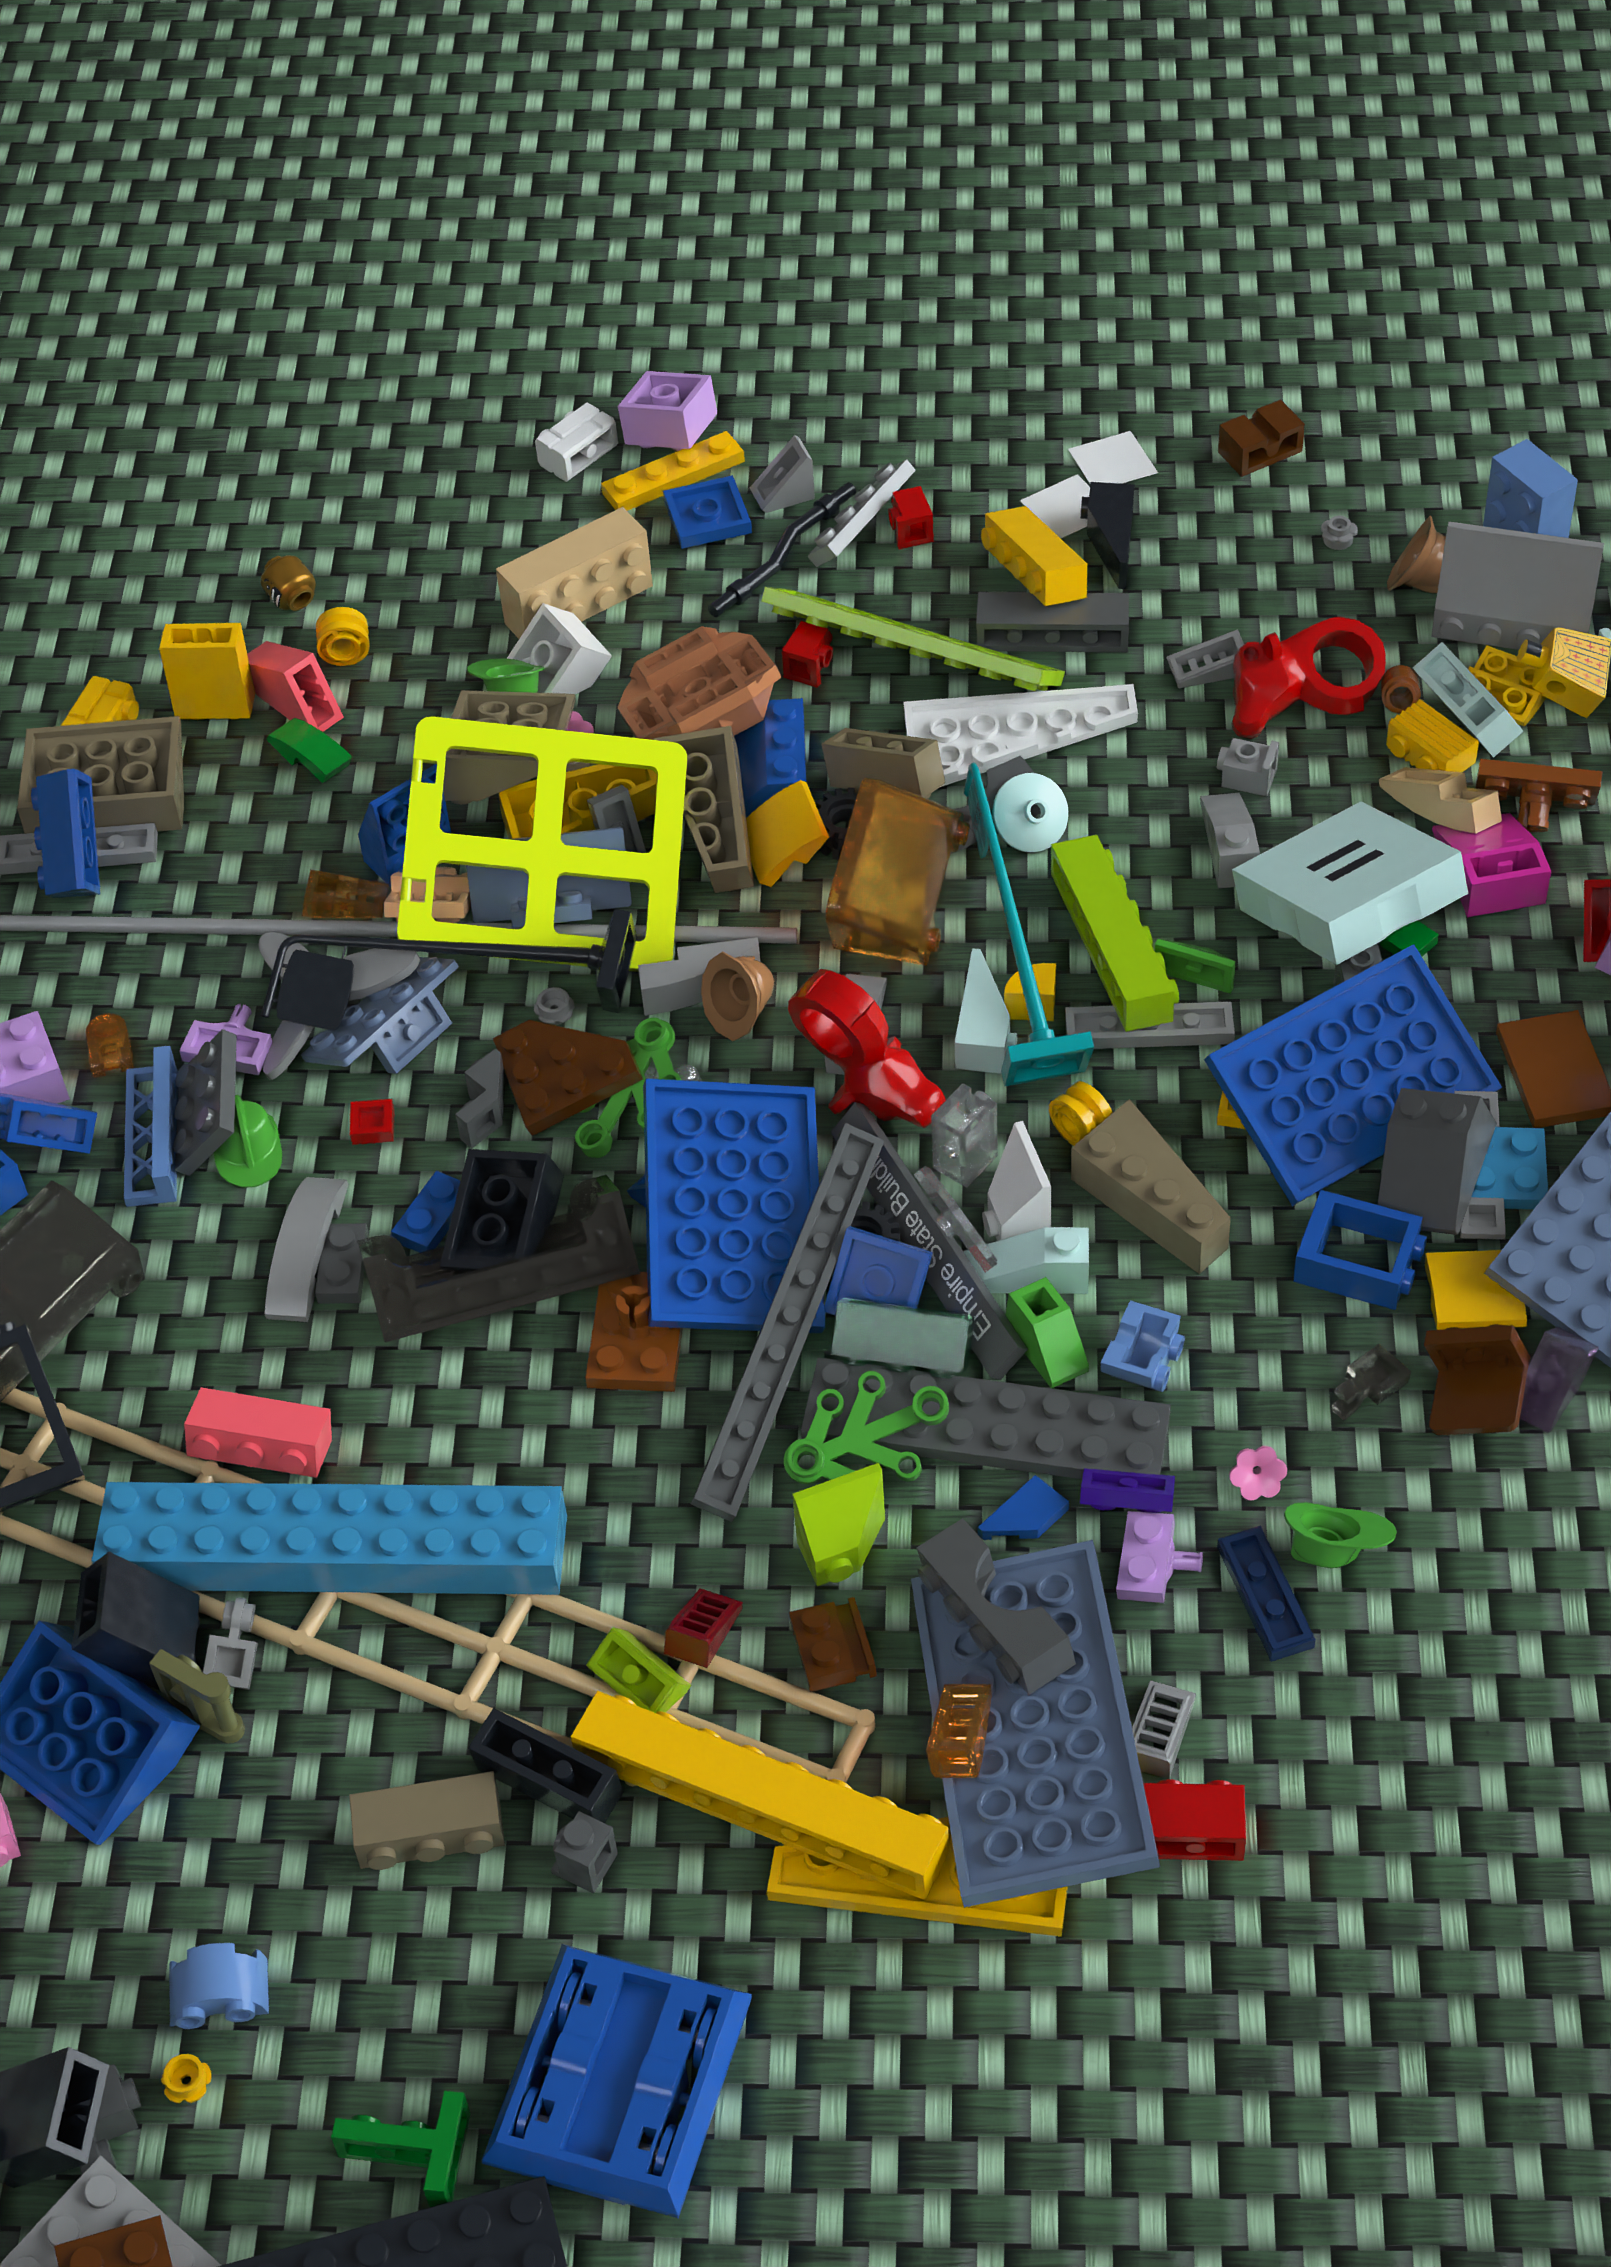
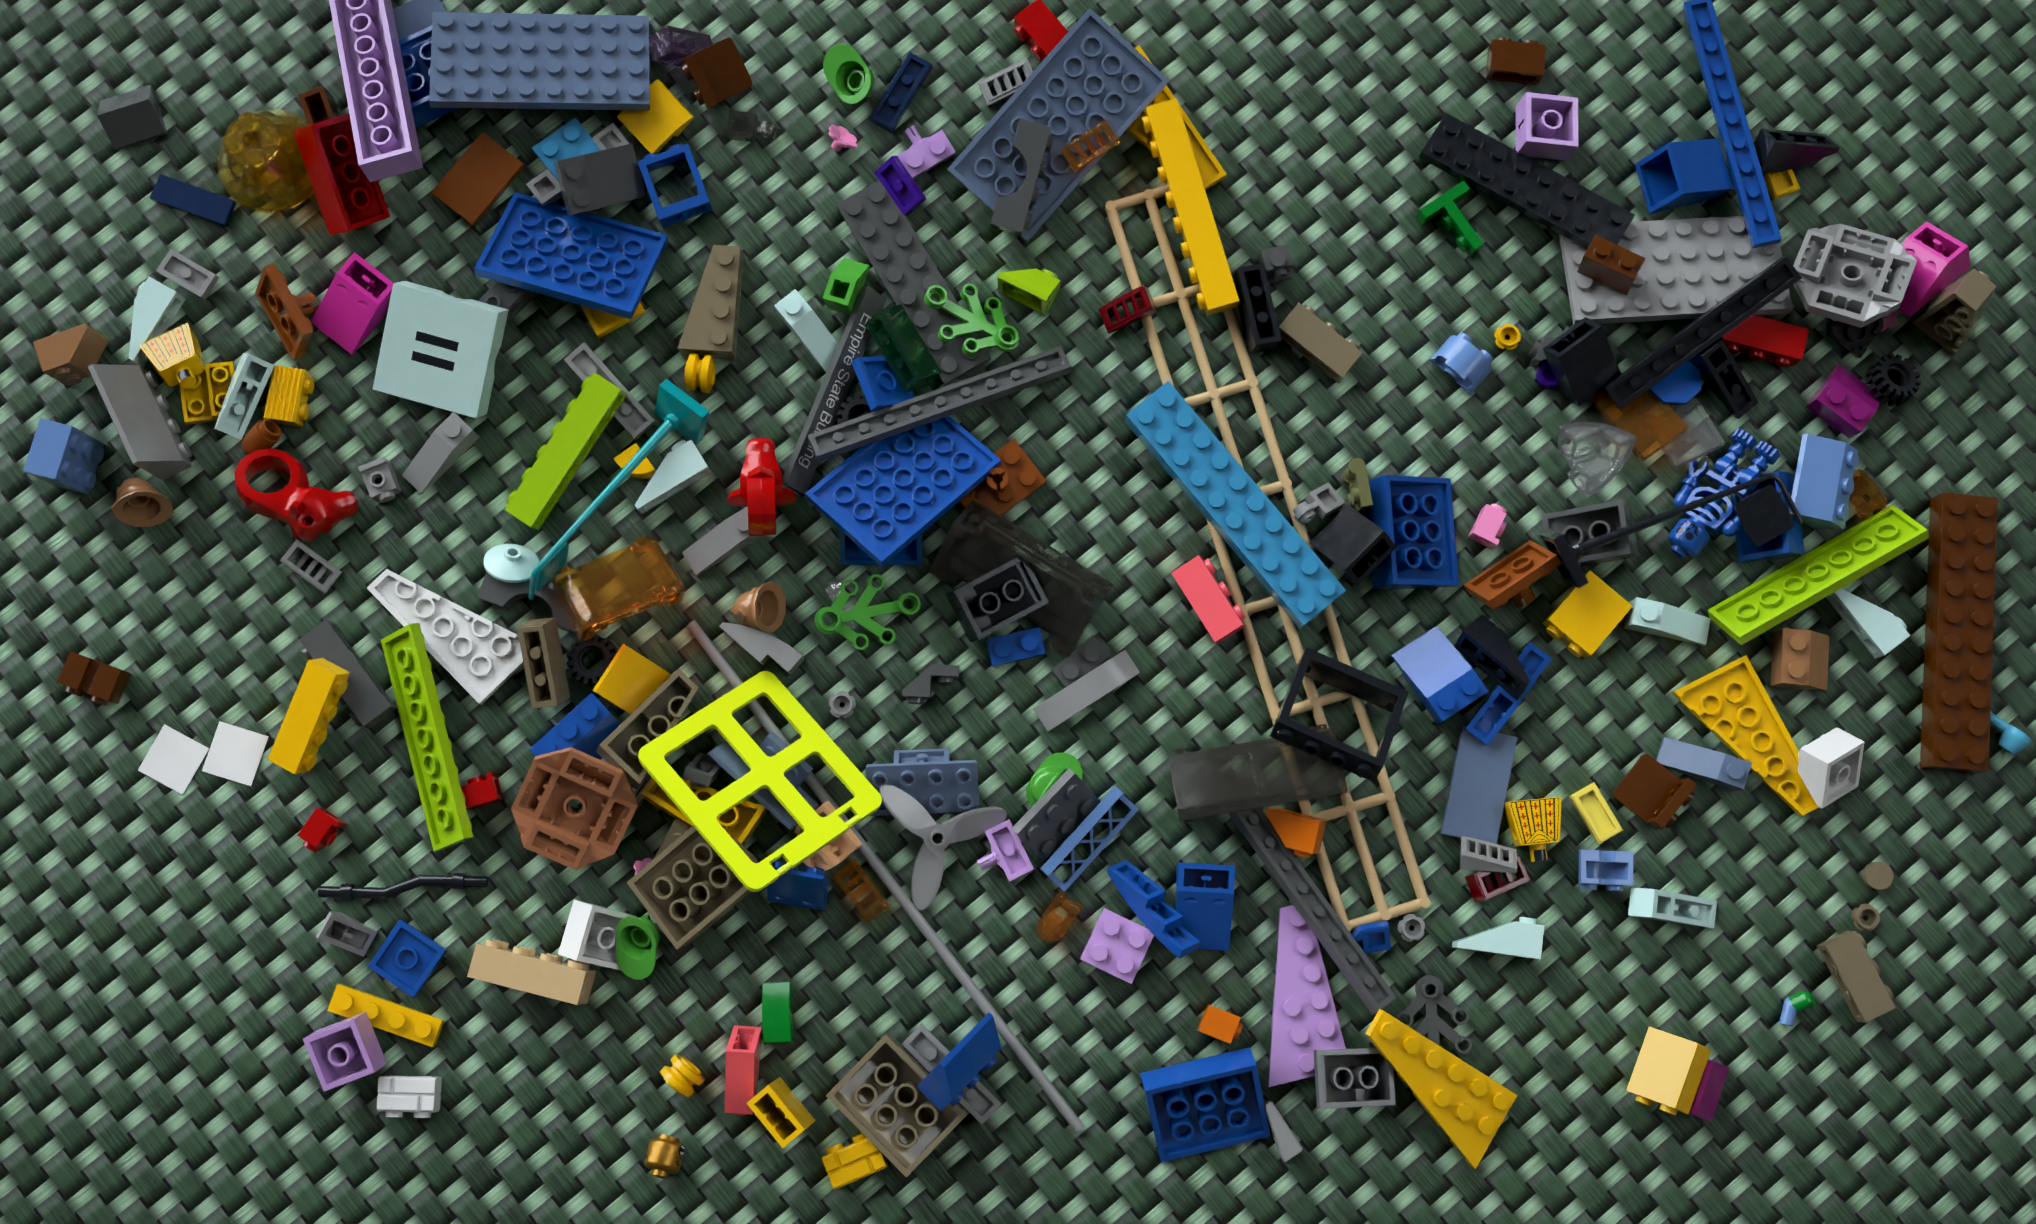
camera: 135 degrees left, 30 degrees up
(320, 985) = (942, 821): black piece -> none
(372, 1121) = (990, 727): red plate -> none
(562, 1070) = (882, 657): reddish brown plate -> none
(615, 2077) = (1356, 161): blue piece -> none
(637, 1672) = (1175, 315): lime slope -> none
(832, 1644) = (1087, 249): reddish brown plate -> none
(853, 519) = (339, 861): light grey plate -> none
(953, 1220) = (822, 369): clear plate -> none
(964, 1135) = (761, 412): clear brick -> none
(1019, 1191) = (776, 361): white slope -> none
(1026, 1512) = (947, 224): blue tile -> none
(1110, 525) = (240, 704): black slope -> none
(1144, 1347) = (818, 237): medium blue cylinder -> none
(1197, 964) = (544, 399): bright green slope -> none
(1338, 532) = (150, 575): light grey plate -> none
(1444, 798) = (329, 359): tan slope -> none

